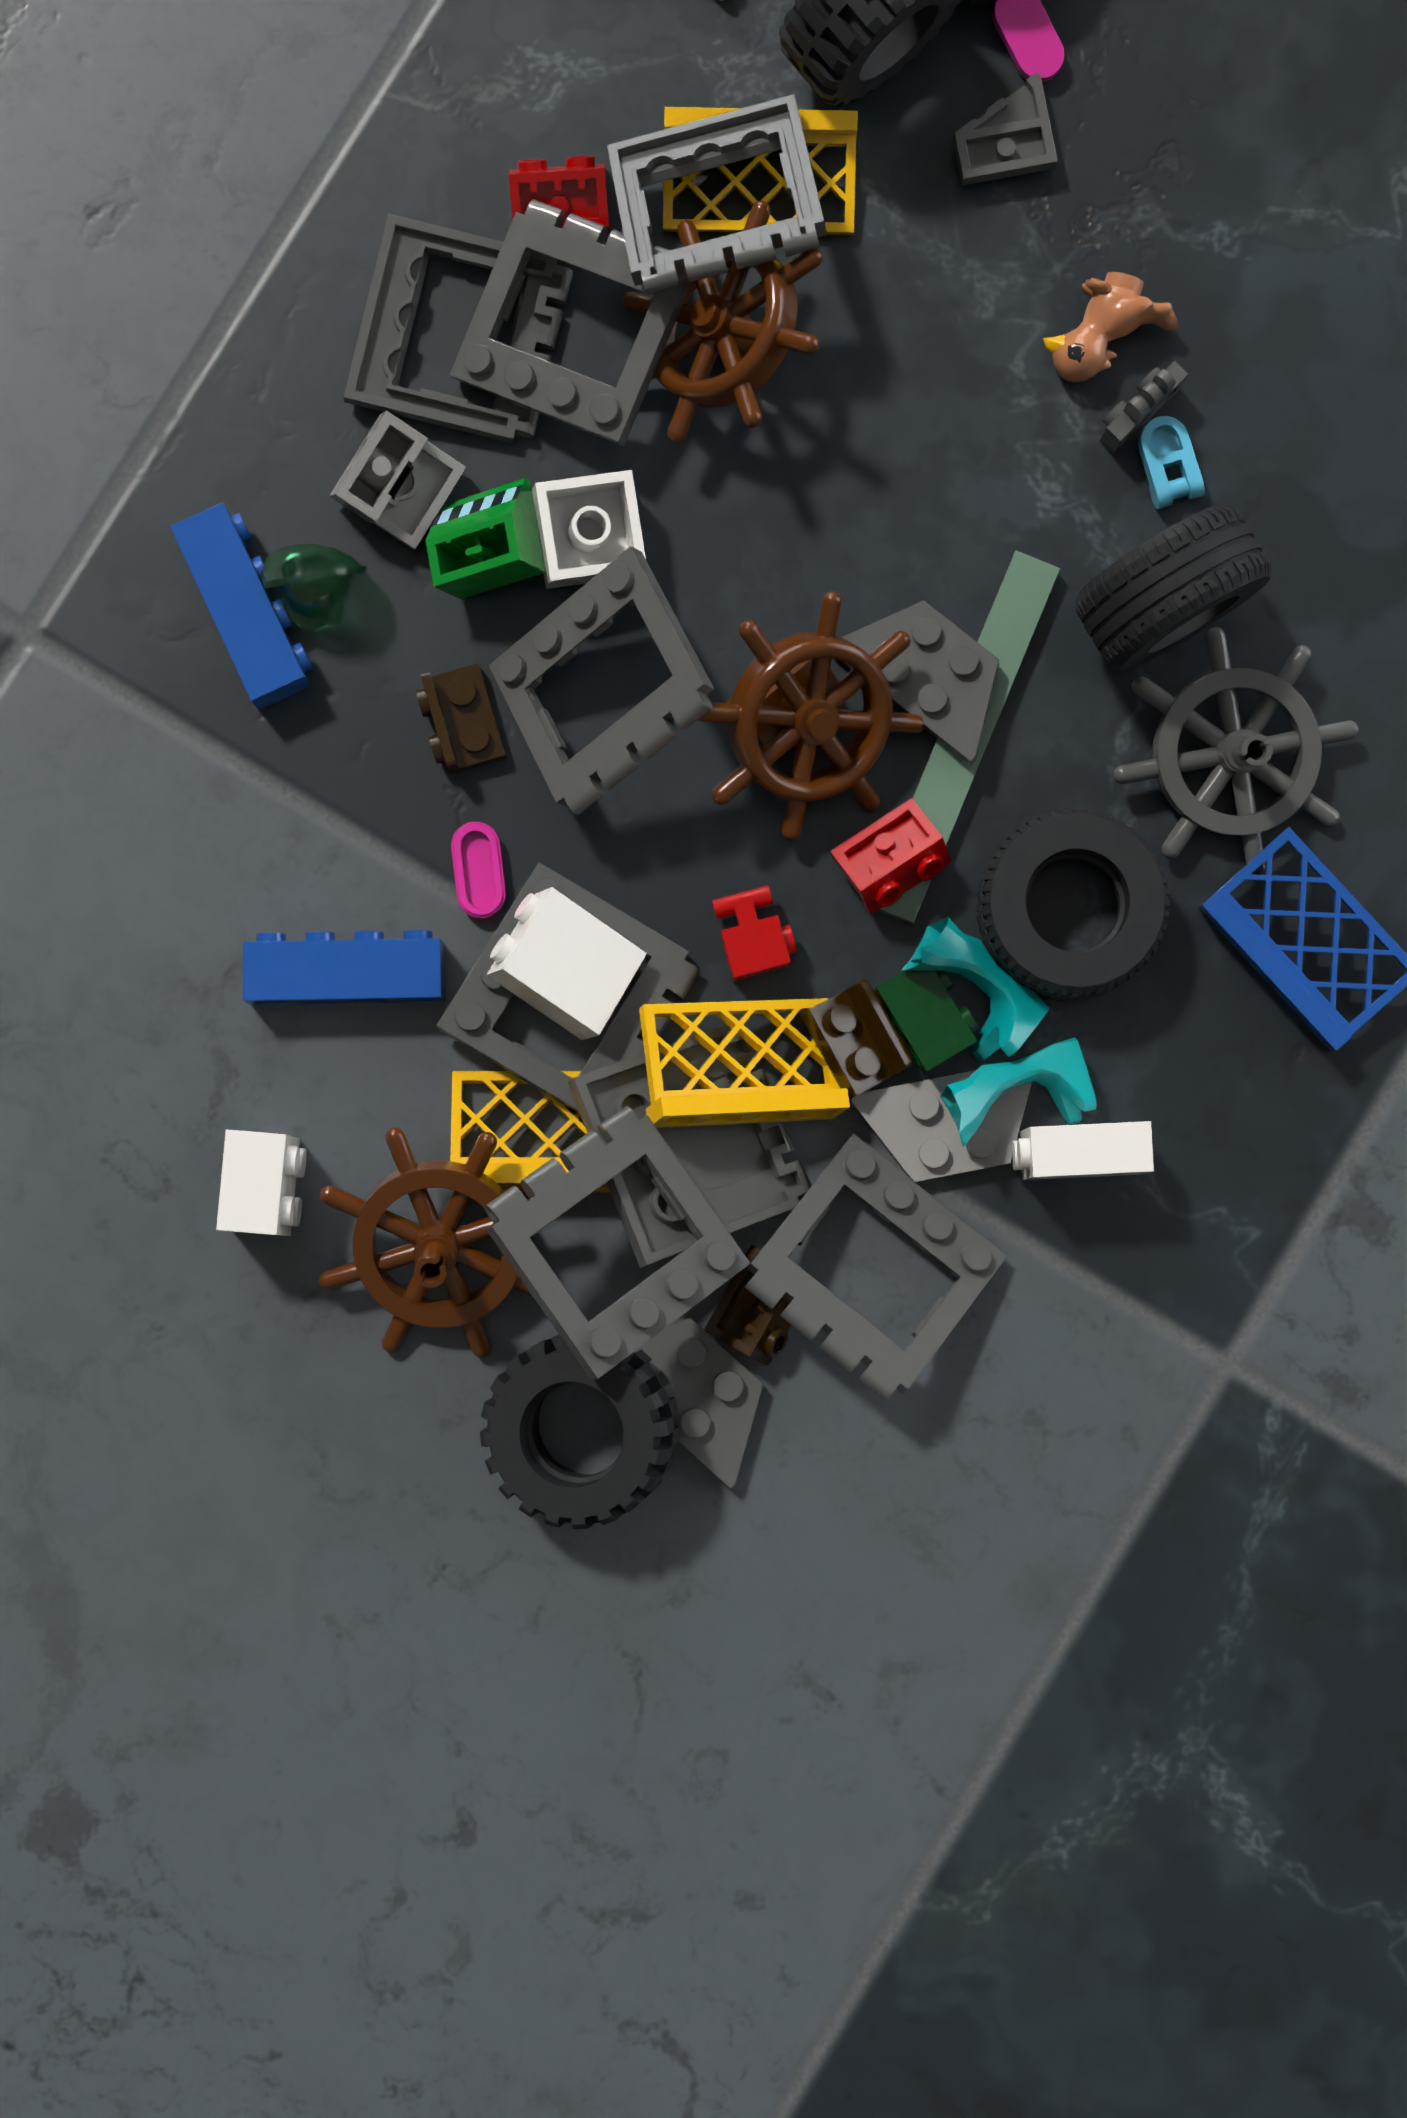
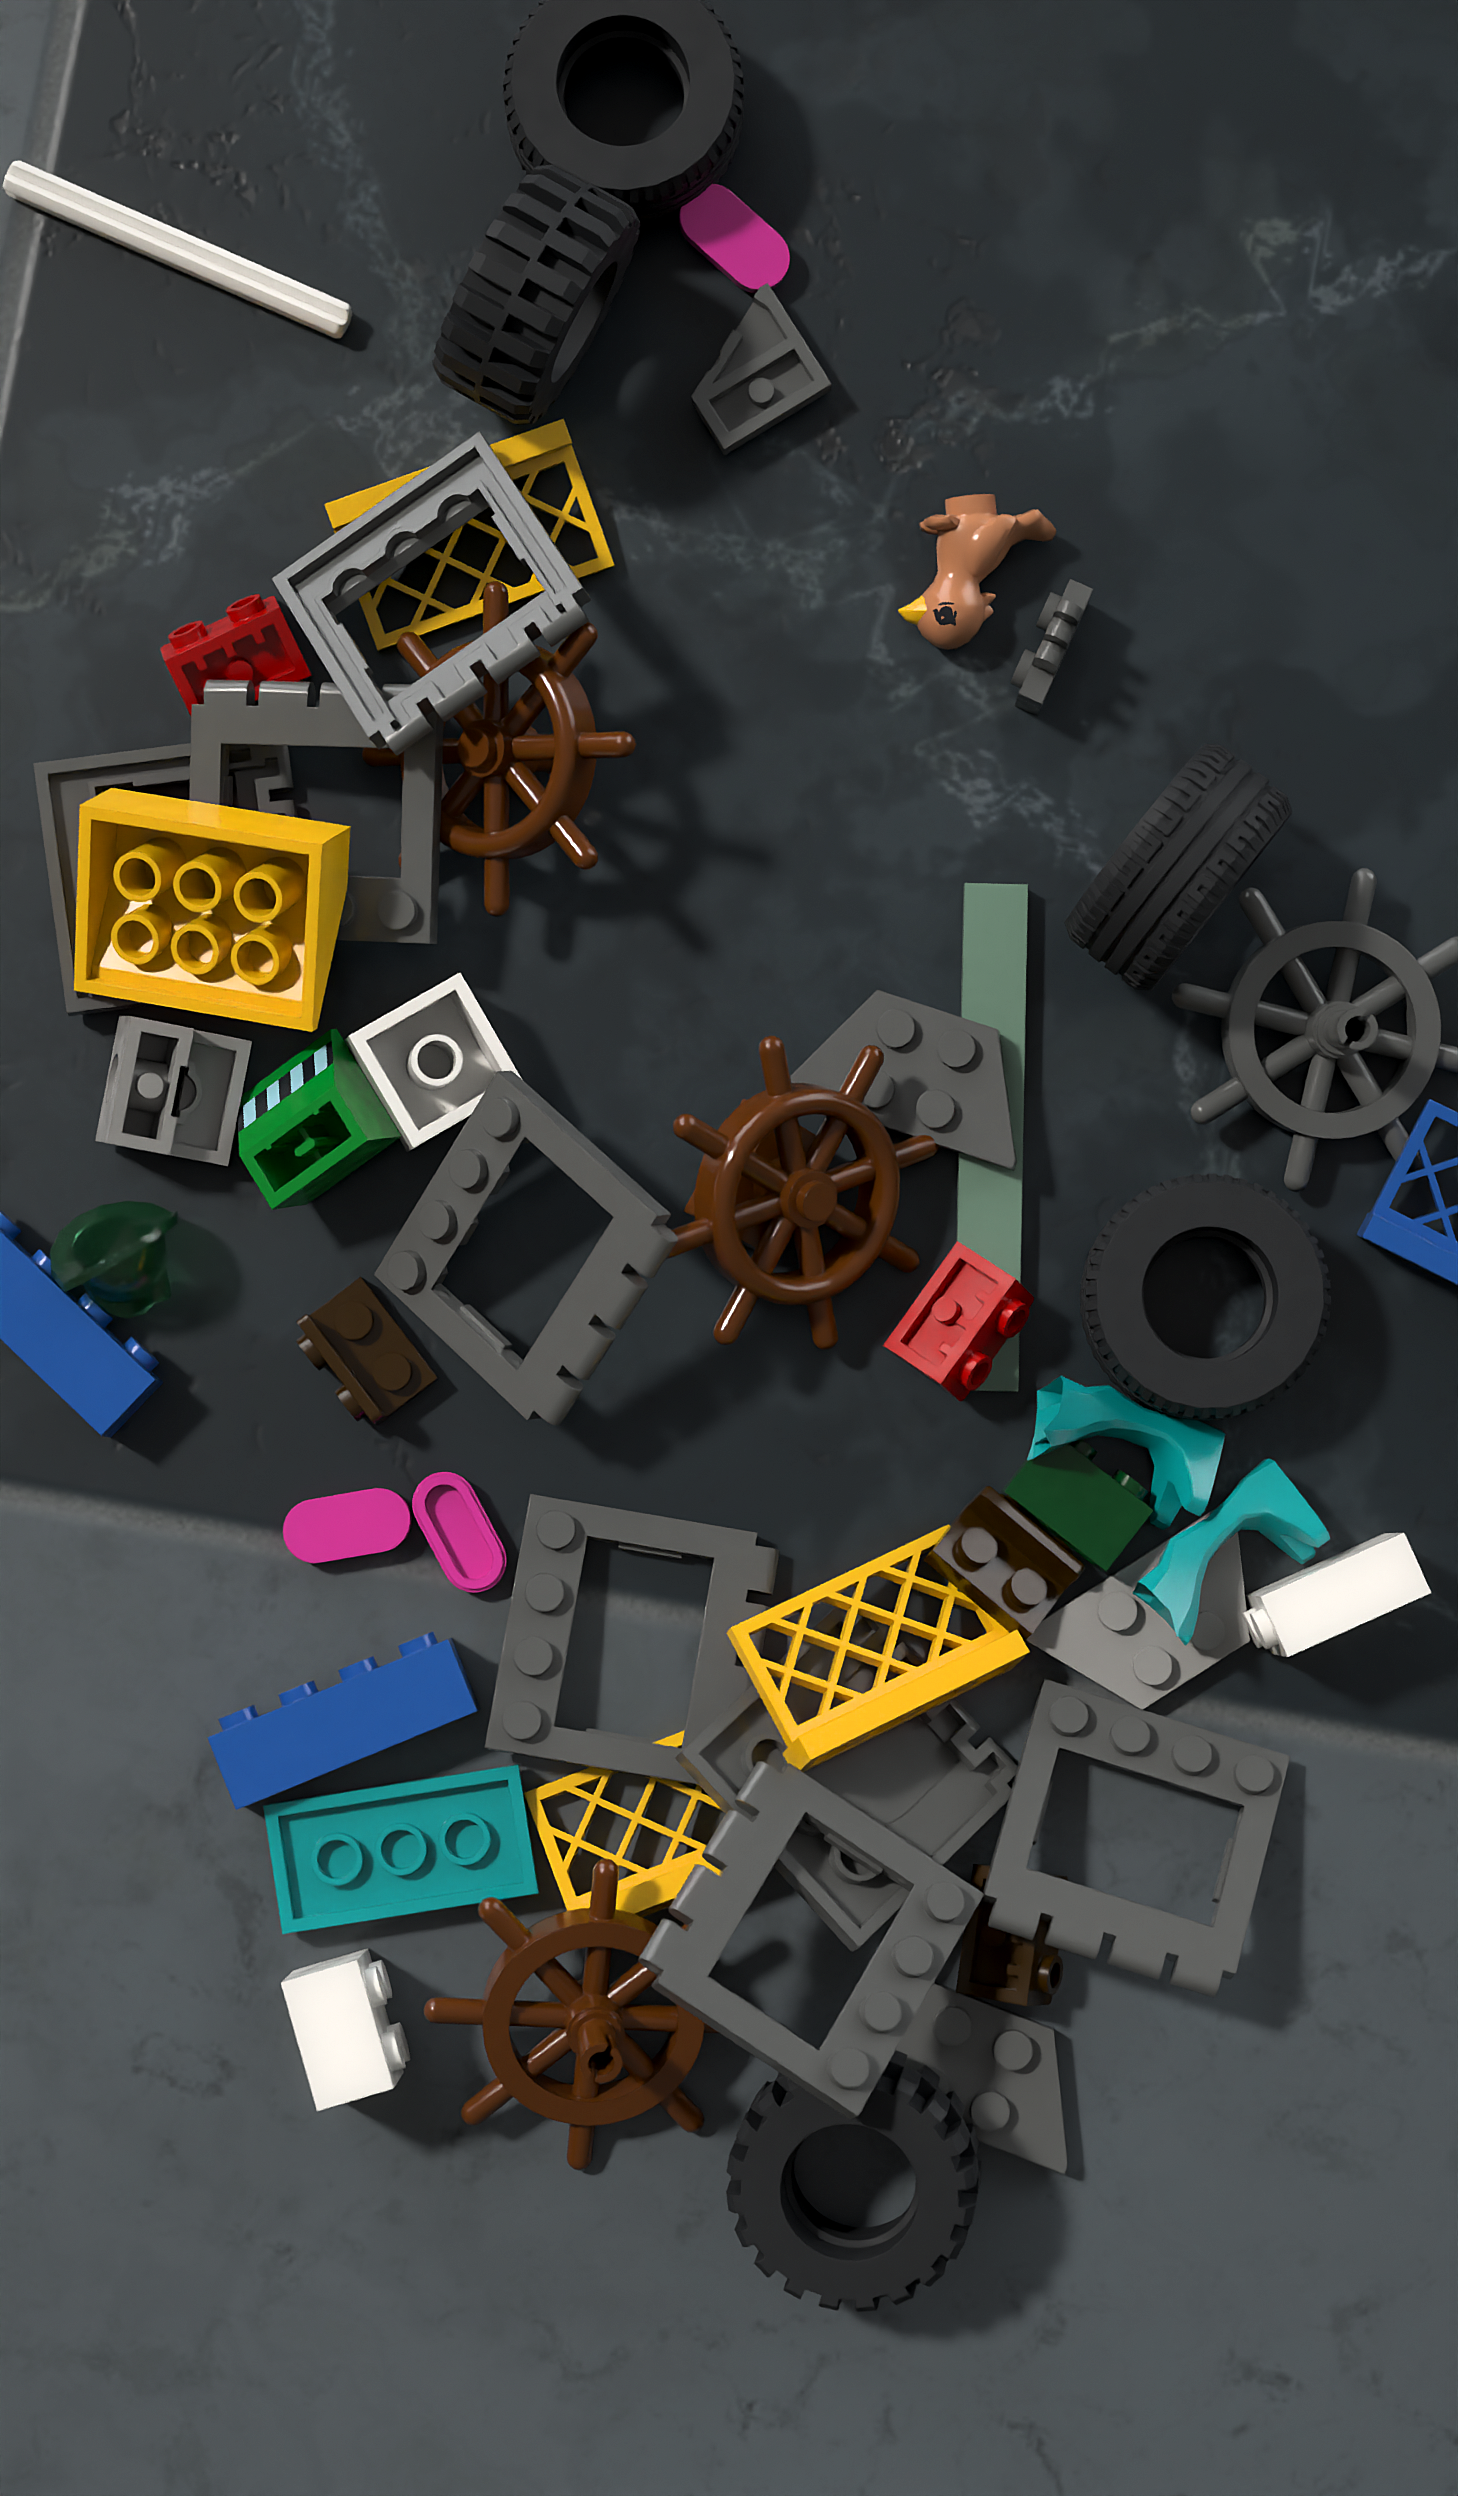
camera: 20 degrees left, 0 degrees up
(349, 1075) = (400, 1848): none -> teal plate
(401, 835) = (347, 1525): none -> dark pink tile
(471, 355) = (208, 907): none -> yellow slope
(565, 963) = (614, 1610): white brick -> none
(755, 944) = (834, 1494): red brick -> none
(1163, 445) = (1097, 682): medium azure plate -> none

